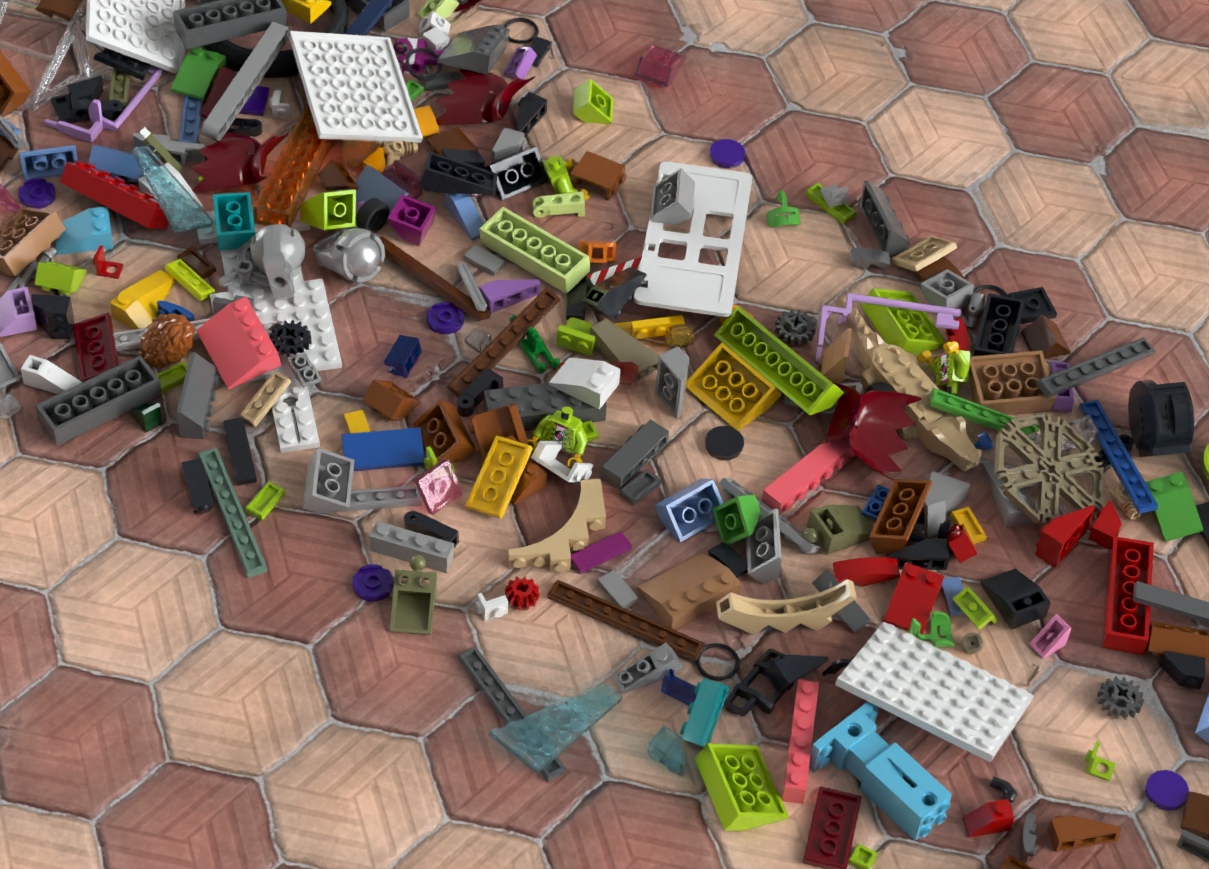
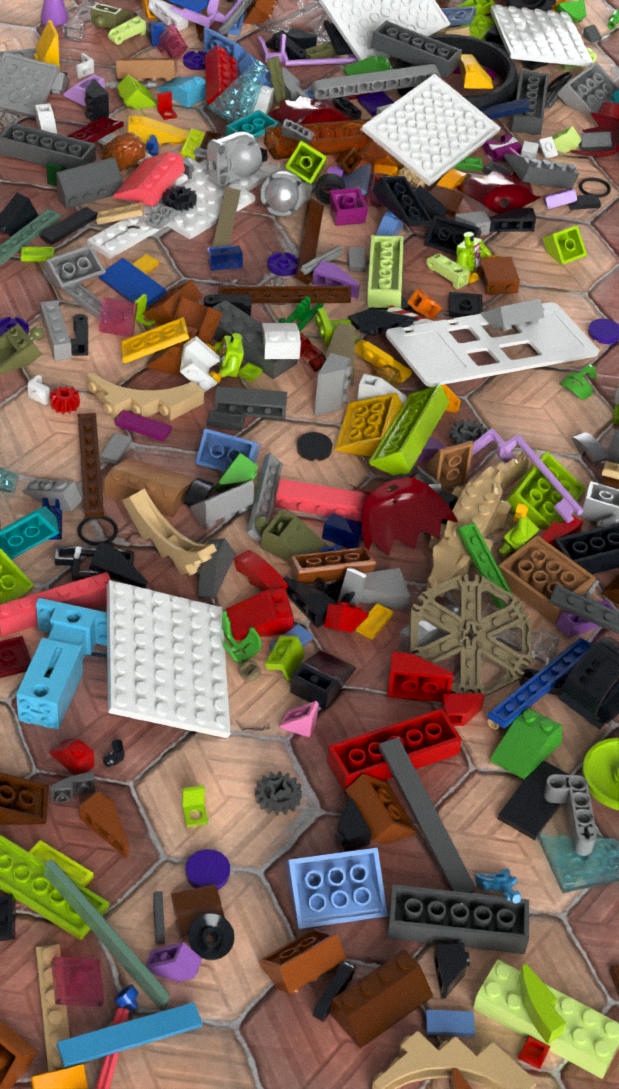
camera: 55 degrees right, 5 degrees down
(281, 189) = (296, 132): none -> flat silver slope
(348, 322) = (226, 217): none -> dark tan tile
(390, 400) = (179, 266): dark orange slope -> none
(417, 76) = (494, 142): black tyre -> none
(615, 224) = (464, 304): none -> black tile
(698, 352) = (374, 386): none -> white slope
(852, 484) = (342, 531): none -> clear blue hinge

